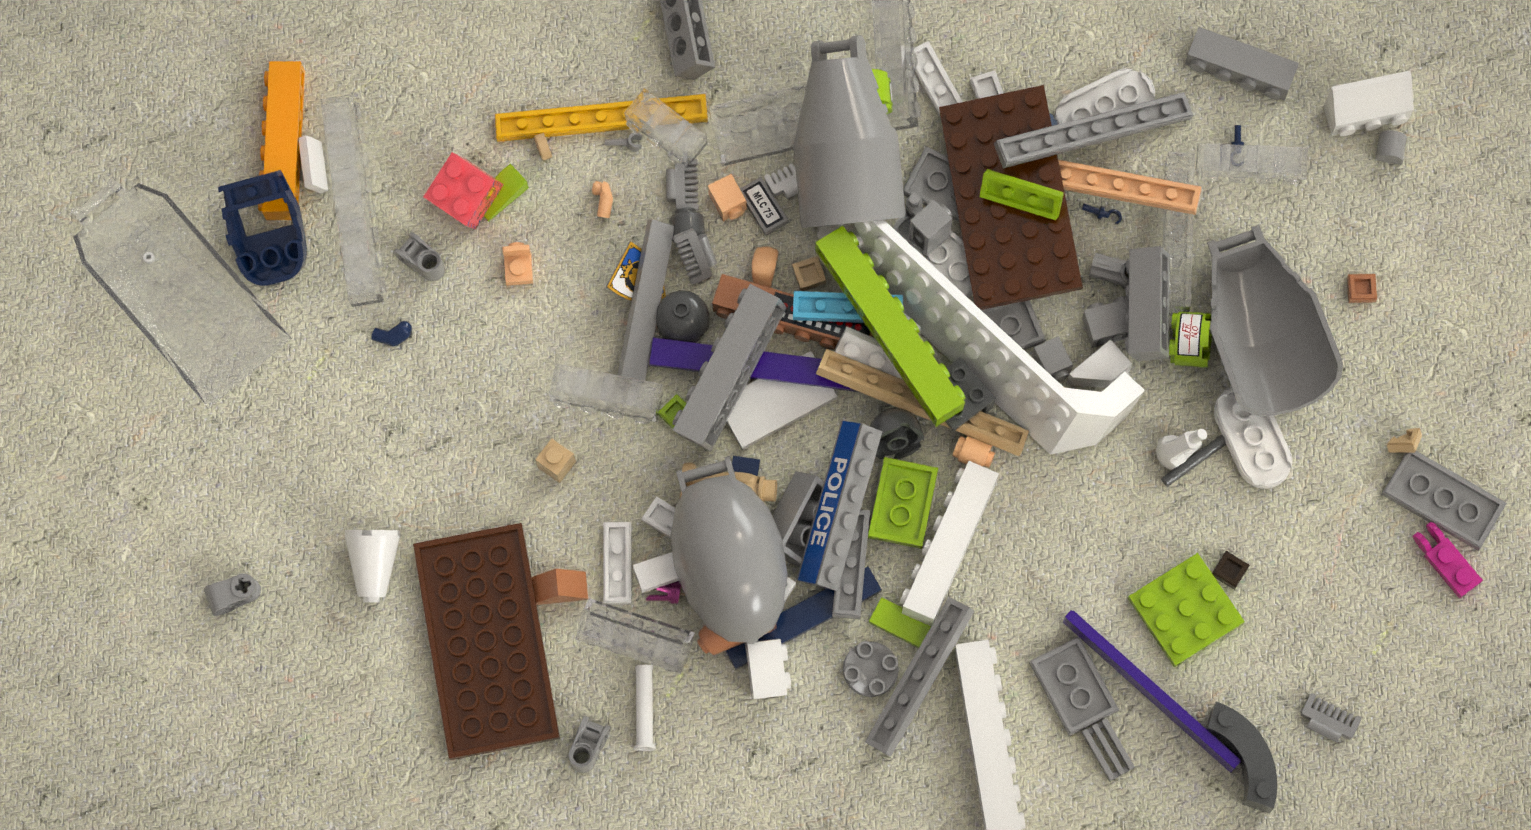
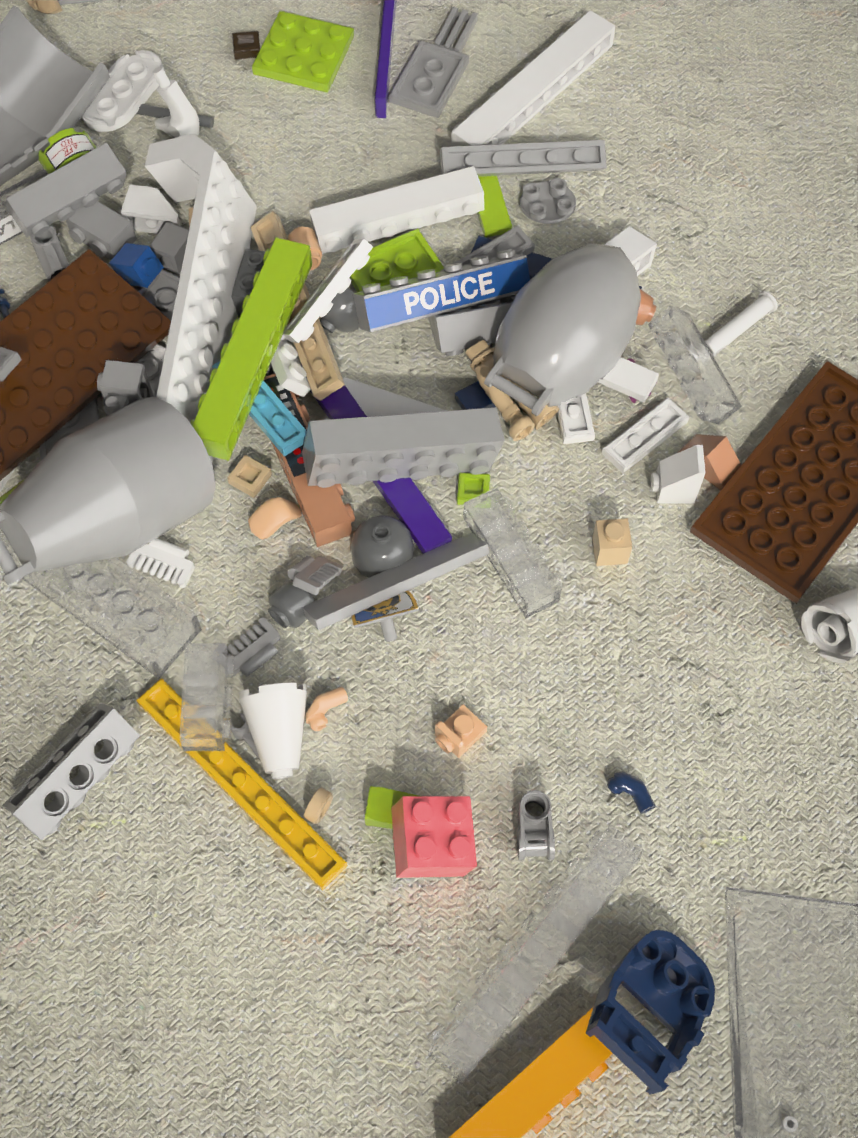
camera: 135 degrees left, 10 degrees down
(313, 164) = (537, 1029): white tile -> none
(560, 543) = (679, 477): none -> white slope
(589, 739) = (808, 339): light grey piece -> none
(615, 158) = (276, 725): none -> white cone
(727, 198) = (231, 594): light nougat brick -> none
(763, 206) = (213, 564): tile -> none
(893, 409) = (335, 282): none -> white plate
(1021, 194) = (36, 336): lime plate -> none
(1052, 320) = (136, 264): none -> blue brick

